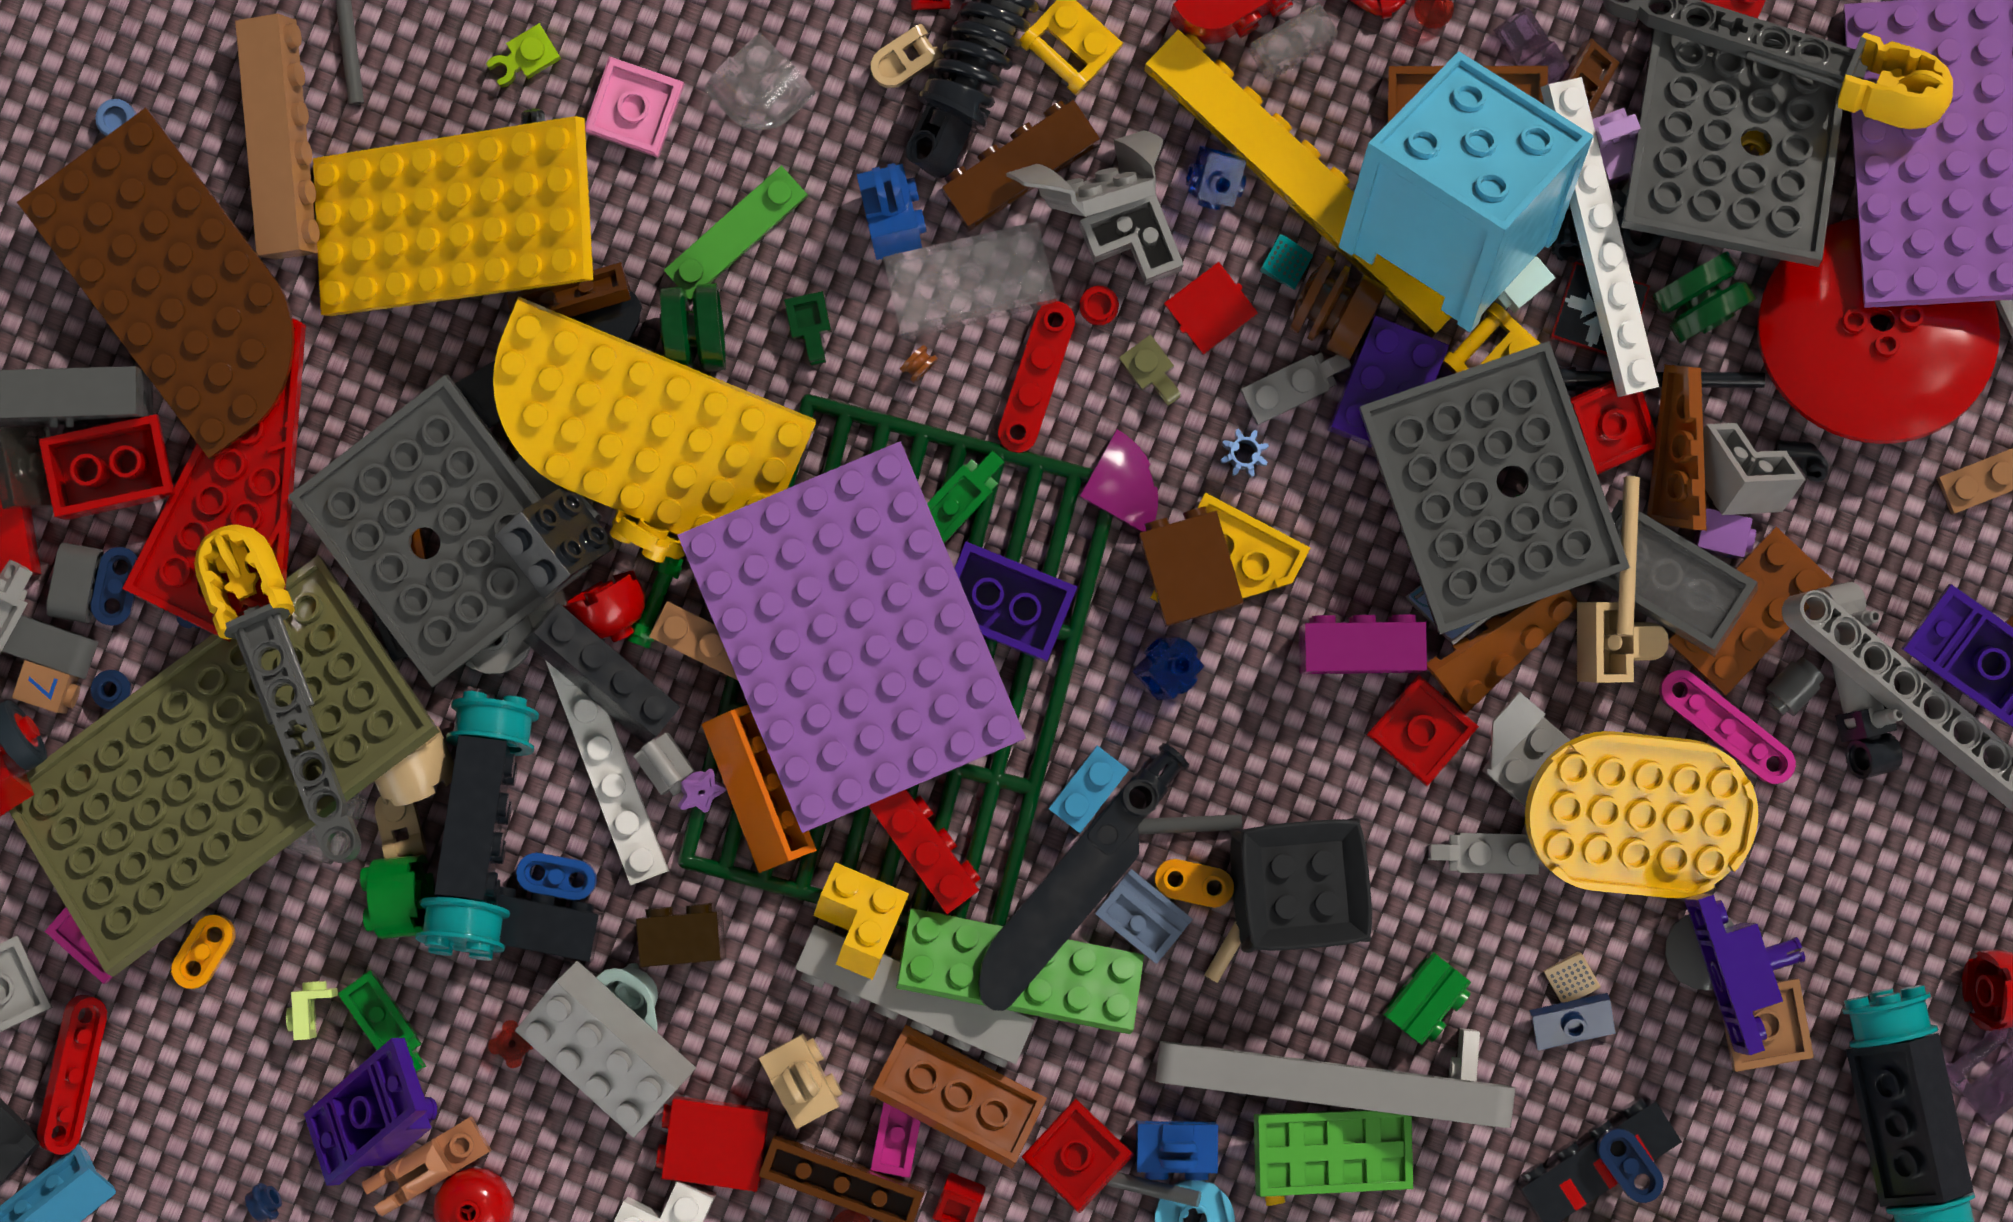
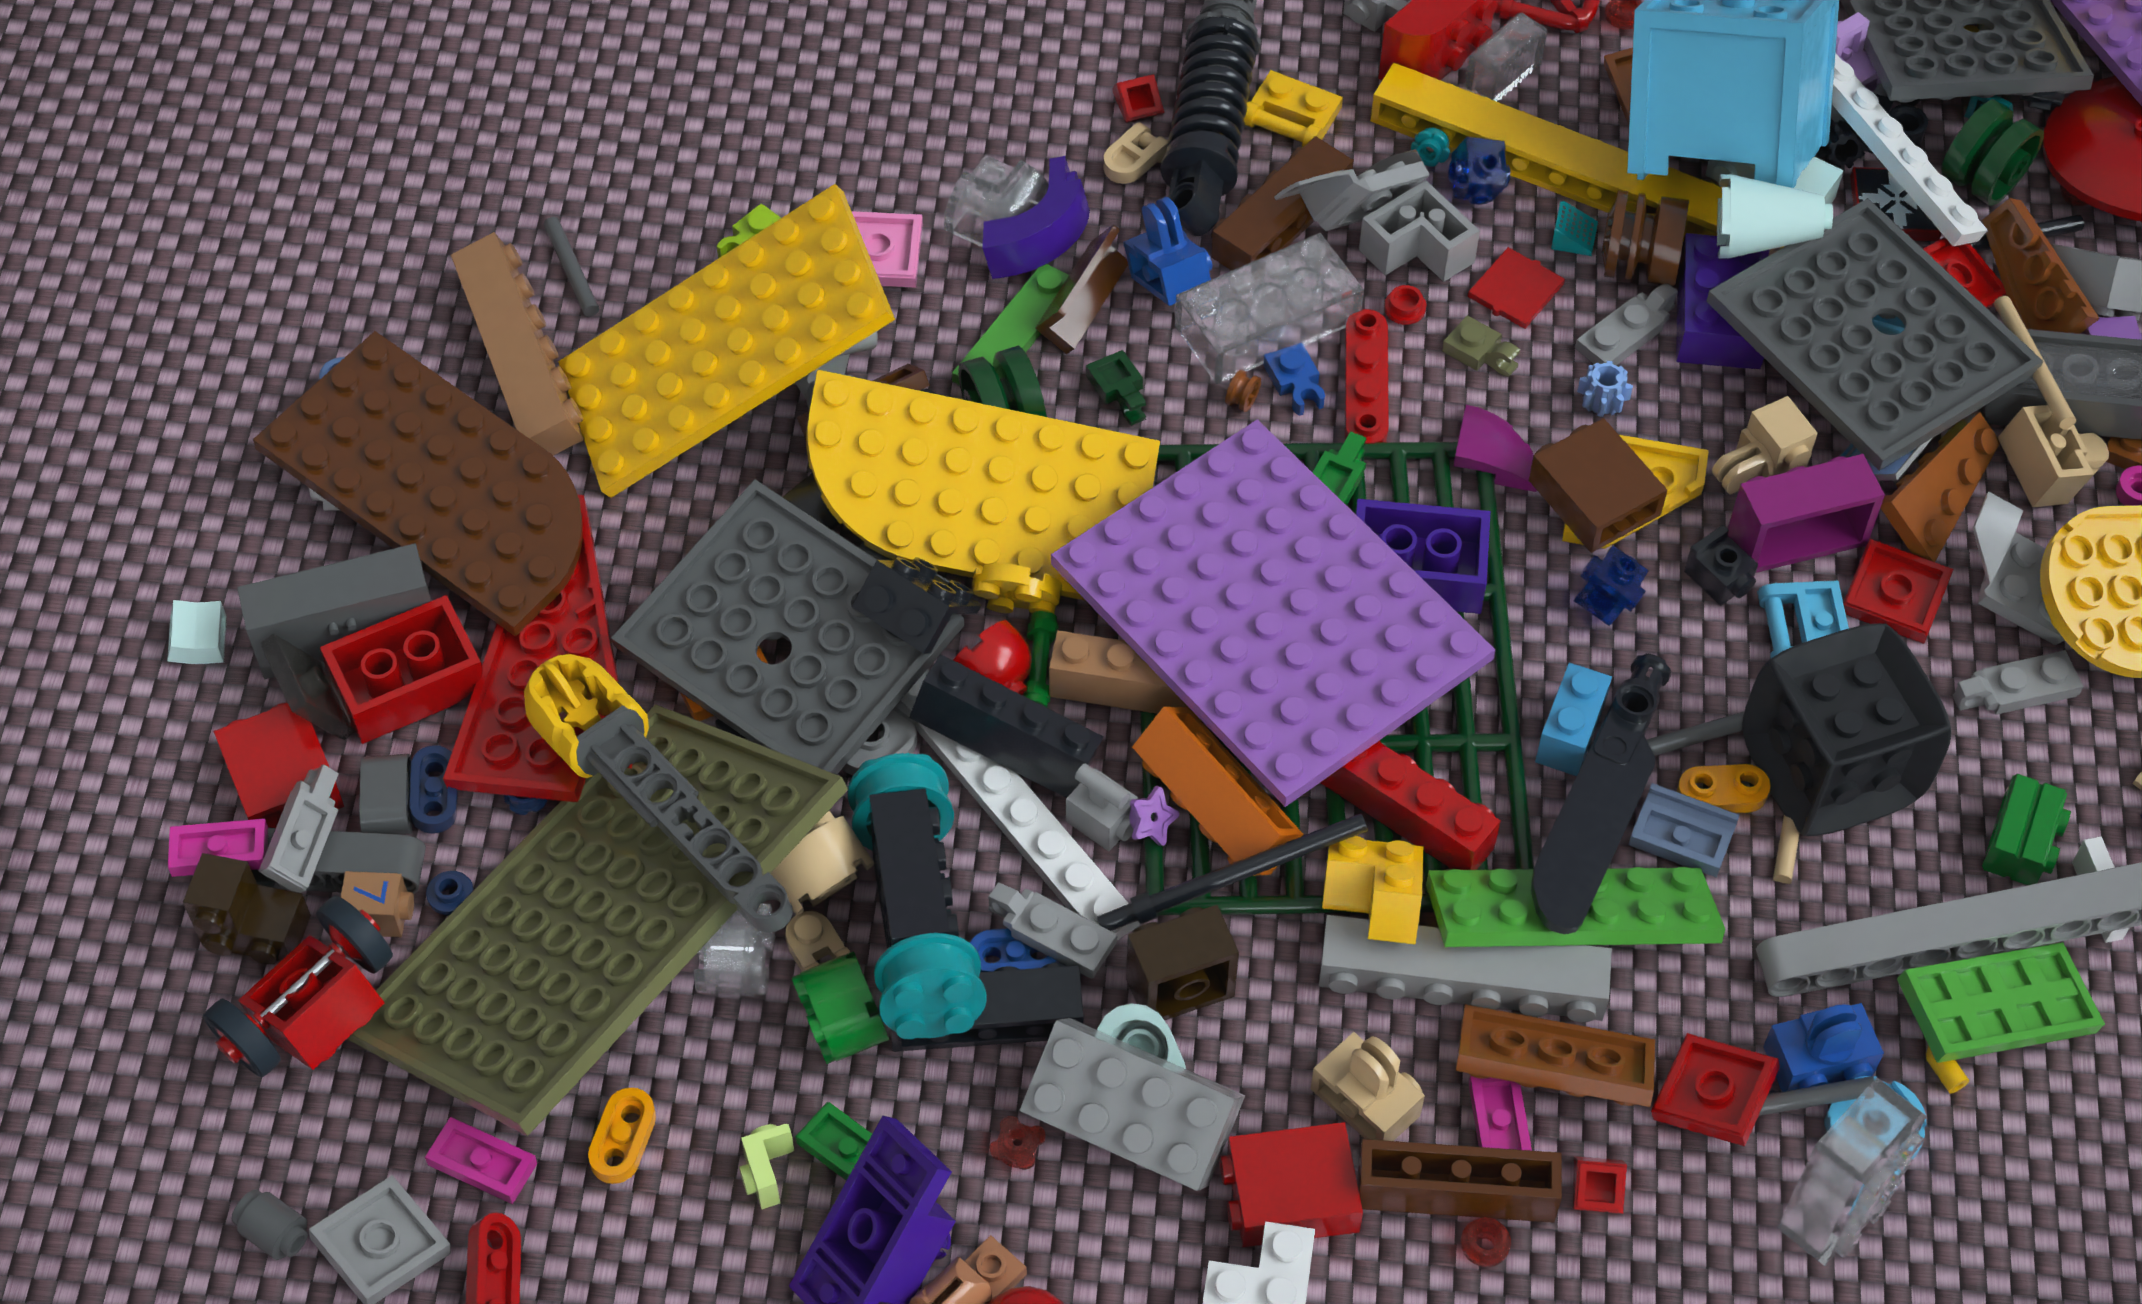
camera: 15 degrees left, 30 degrees down
(590, 872) = (1053, 928): none -> light grey hinge
(670, 875) = (1146, 906): none -> black bar
(793, 138) = (1041, 233): none -> dark purple arch
(806, 213) = (1083, 292): none -> reddish brown panel
(972, 351) = (1295, 373): none -> blue plate
(1185, 128) = (1437, 141): none -> teal plate
(1262, 663) = (1721, 566): none -> black brick
(1339, 749) = (1816, 605): none -> medium azure plate
(1362, 575) = (1770, 445): none -> tan brick
(1438, 349) = (1767, 216): none -> light aqua cone

